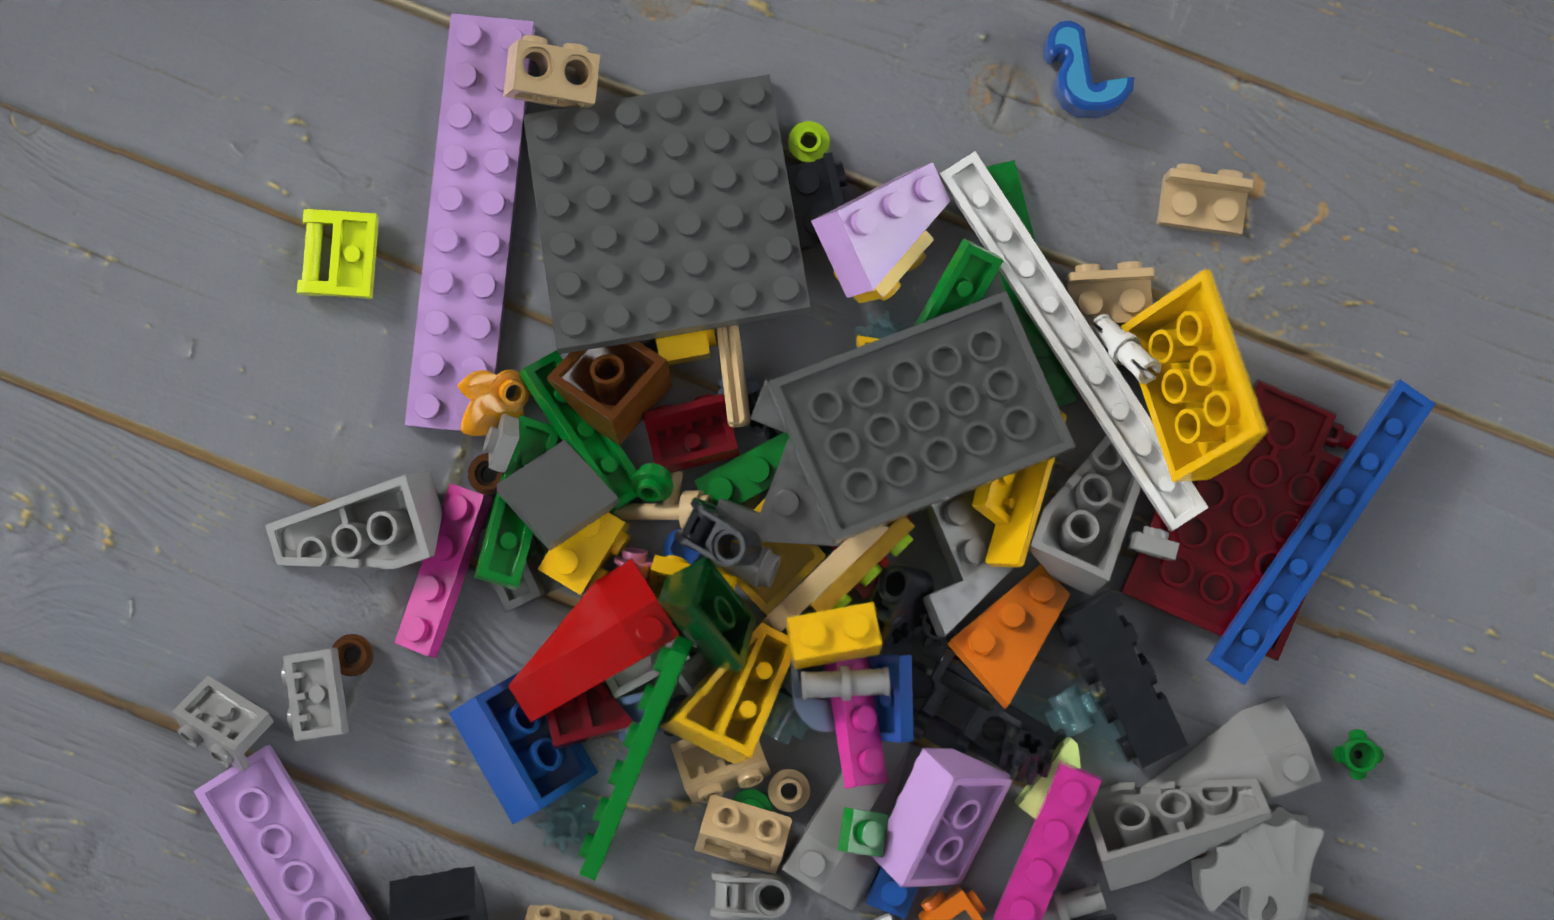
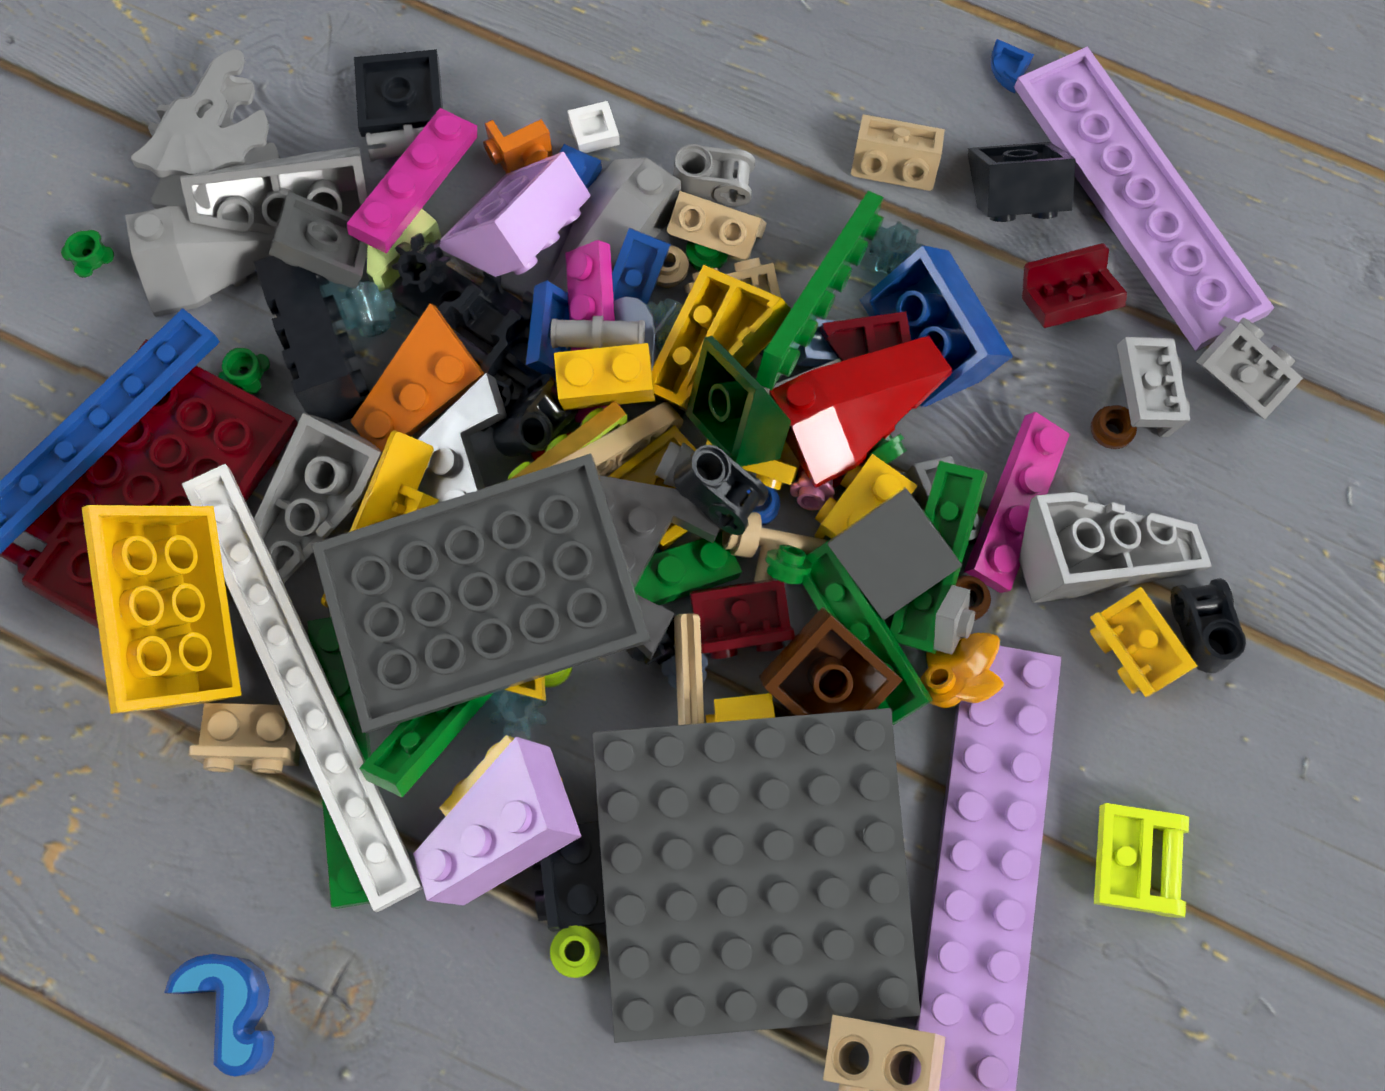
camera: 175 degrees left, 15 degrees down
(272, 469) = (1205, 615): none -> black piece
(334, 441) = (1142, 642): none -> yellow bracket
(390, 796) = (1071, 286): none -> dark red bracket
(562, 606) = (888, 448): none -> green plate
(815, 771) = (638, 266): none -> blue plate
(863, 832) = (596, 207): green plate -> none
(1125, 349) = (238, 661): white pin -> none
(1131, 768) = (318, 241): none -> dark grey plate
(1153, 543) = (250, 452): light grey plate -> none
(1189, 651) = (244, 358): none -> green plate
(1204, 200) = (116, 836): tan bracket -> none

